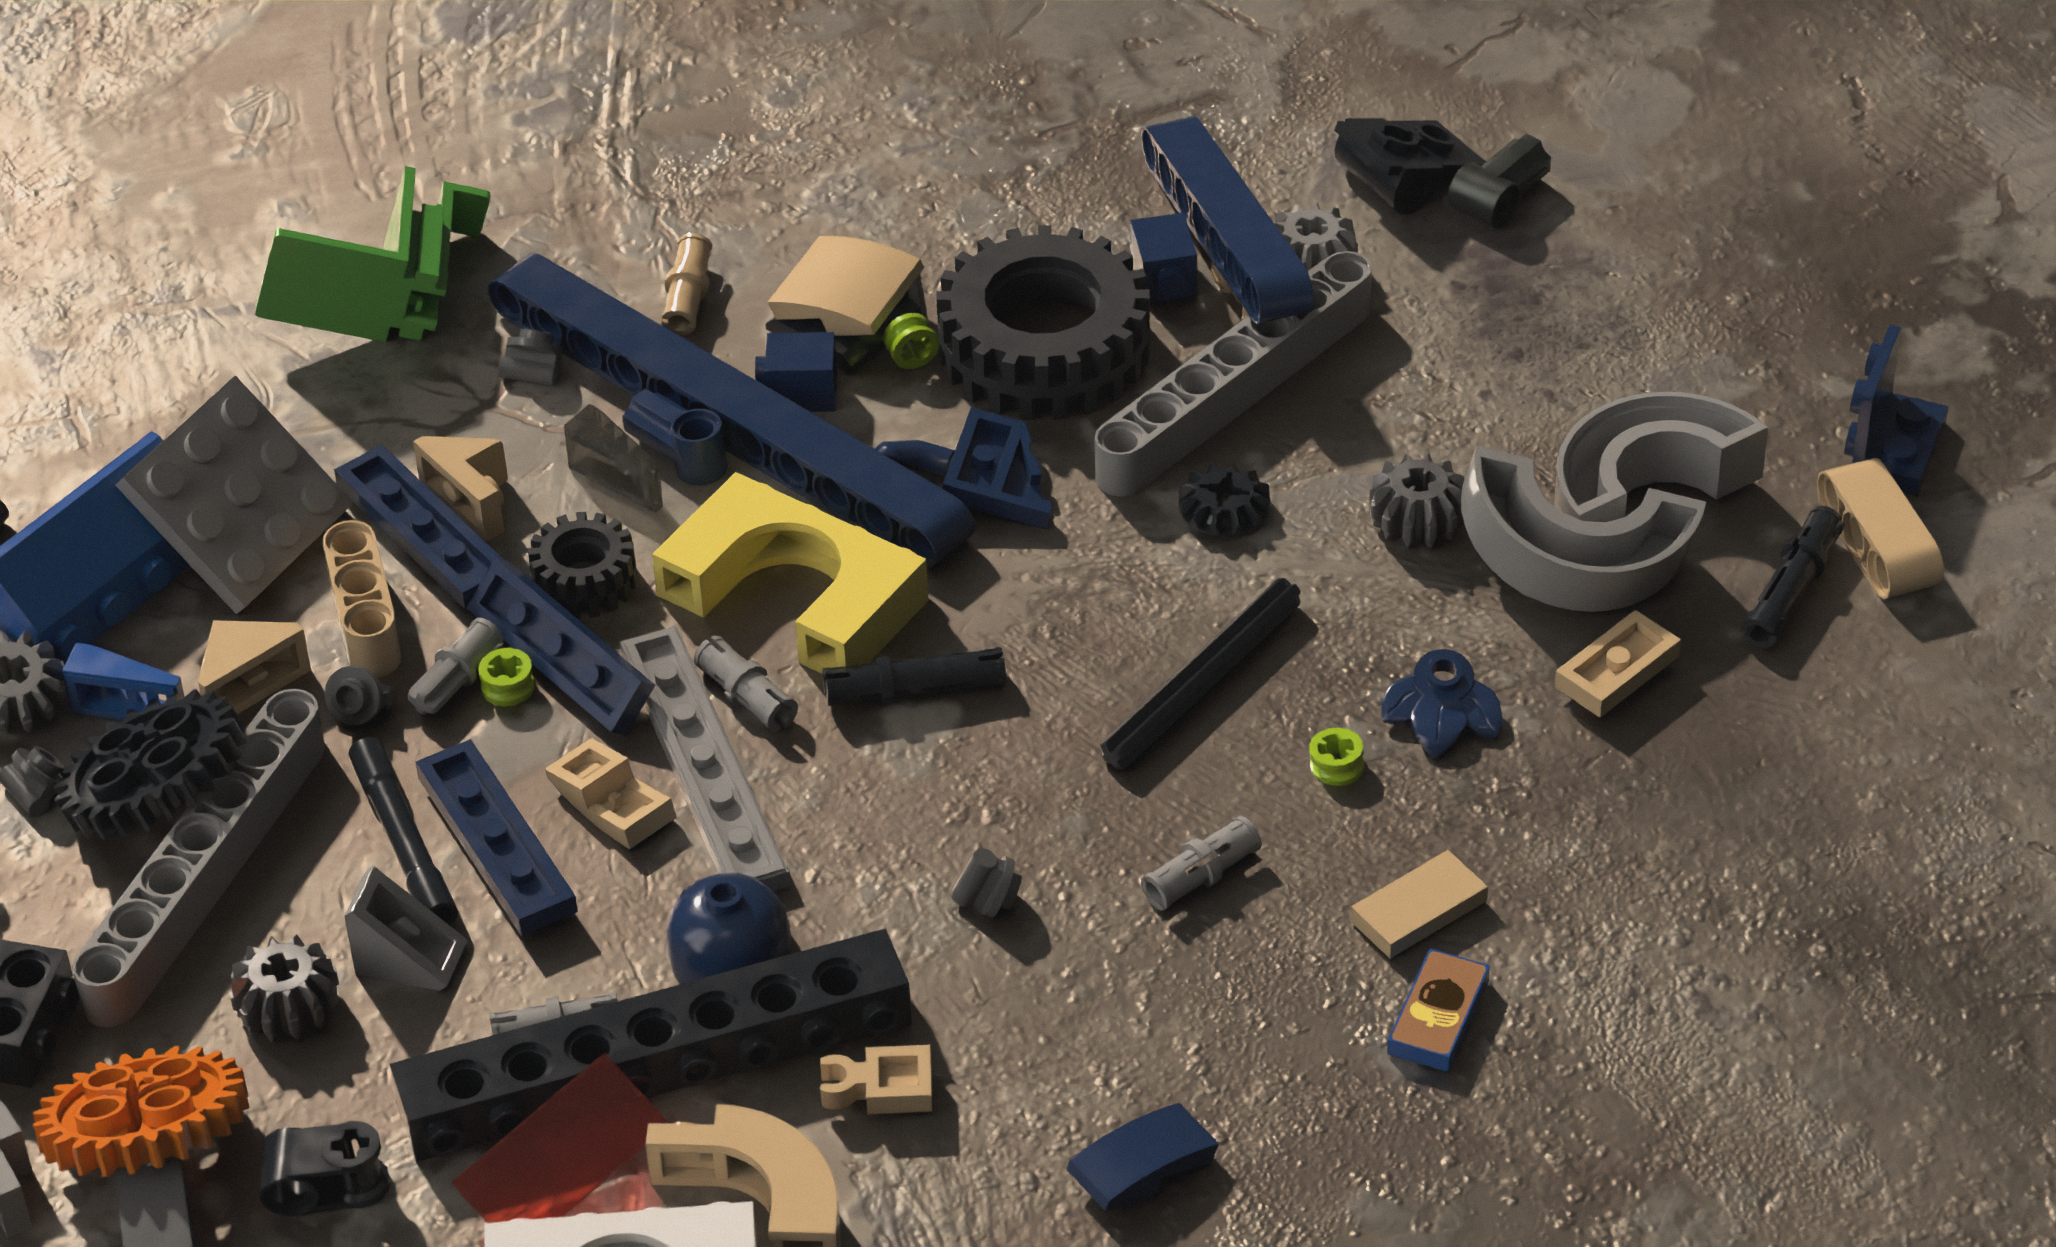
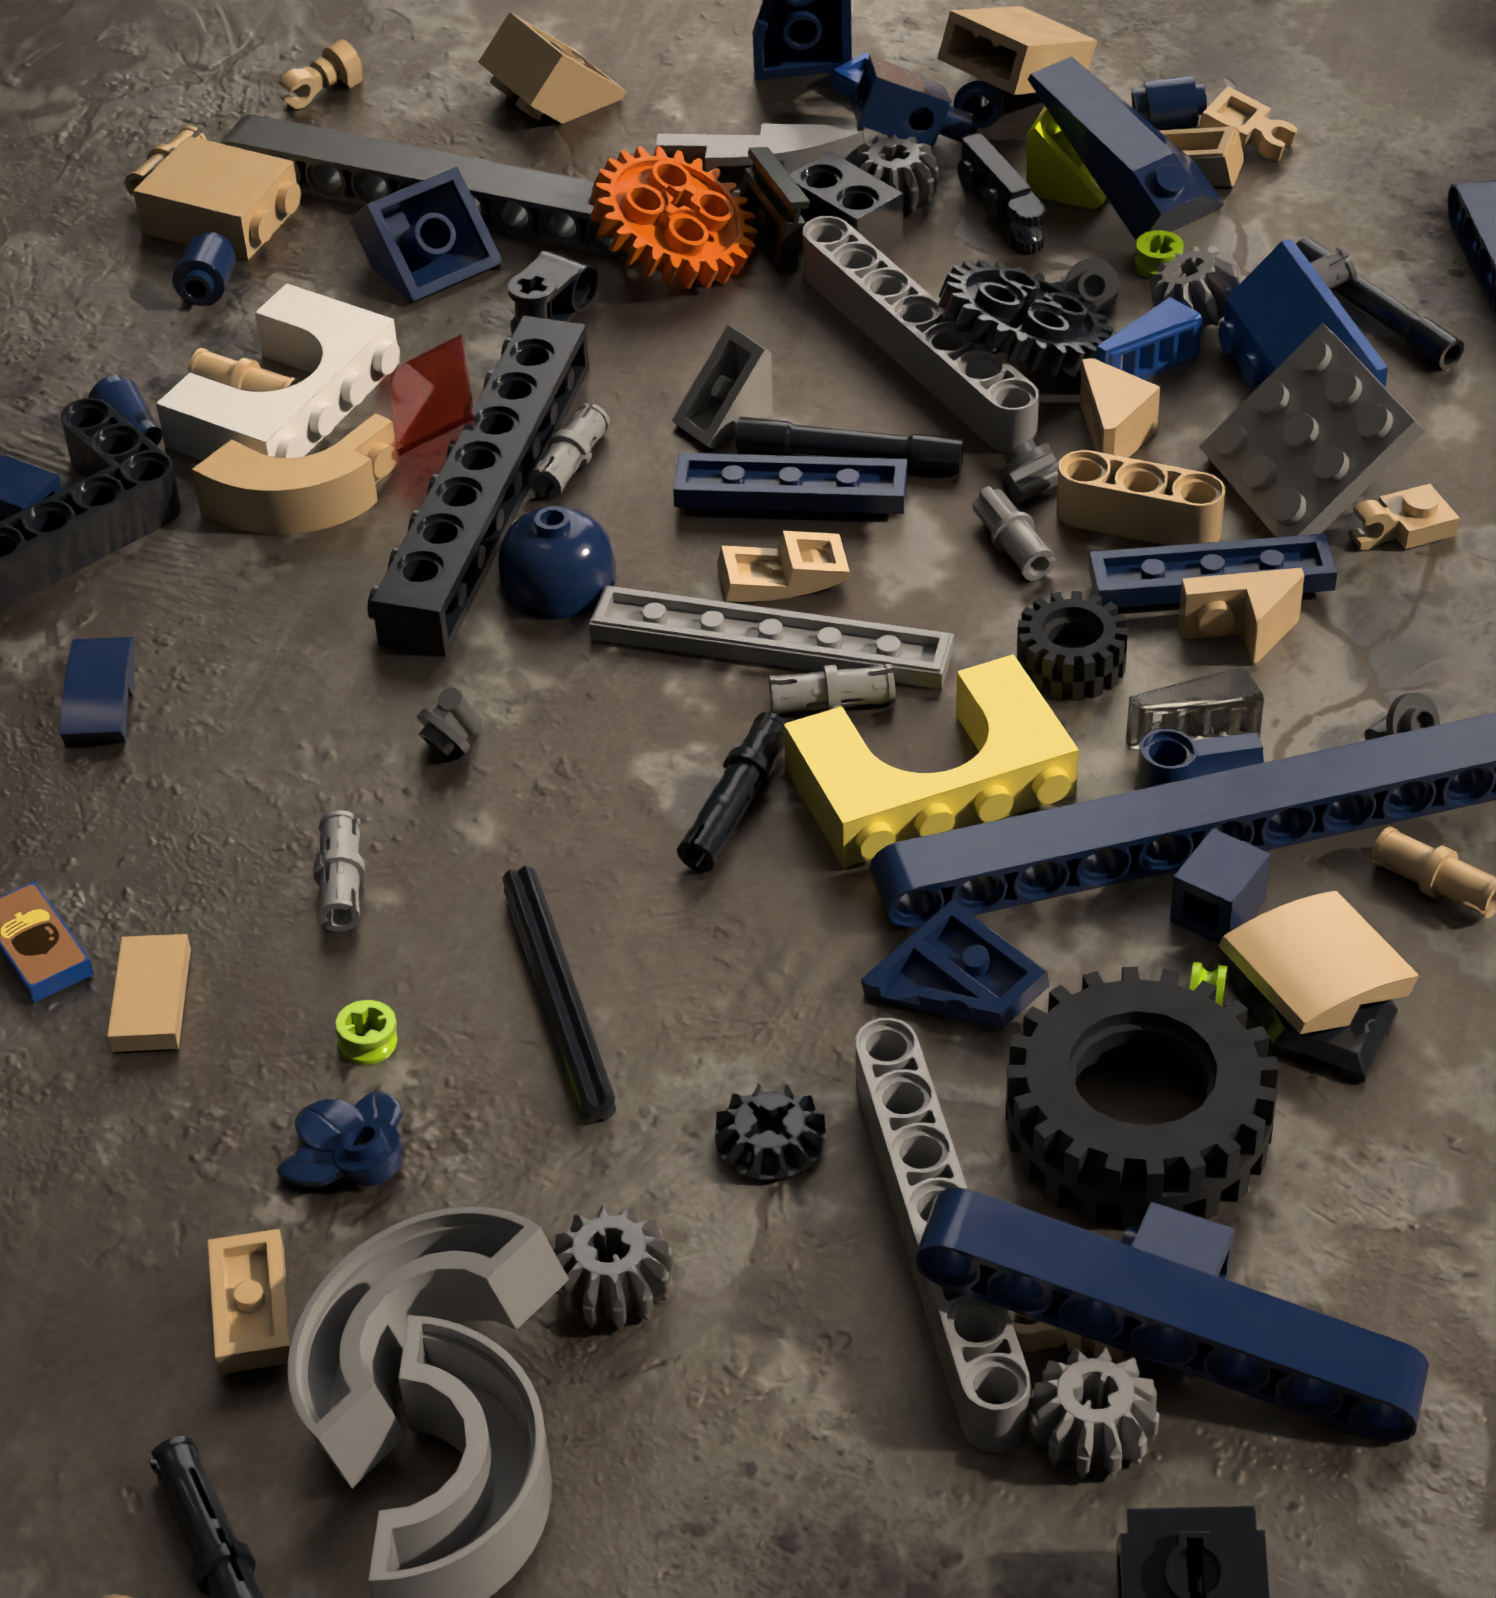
camera: 125 degrees right, 0 degrees up
(67, 1039) = (777, 207): none -> pearl dark grey plate
(284, 988) = (745, 310): flat silver gear -> none
(506, 677) = (977, 573): lime bush -> none
(561, 647) = (949, 595): dark blue plate -> none
(890, 1080) = (322, 589): tan plate -> none
(918, 455) = (1042, 920): dark blue arm -> none

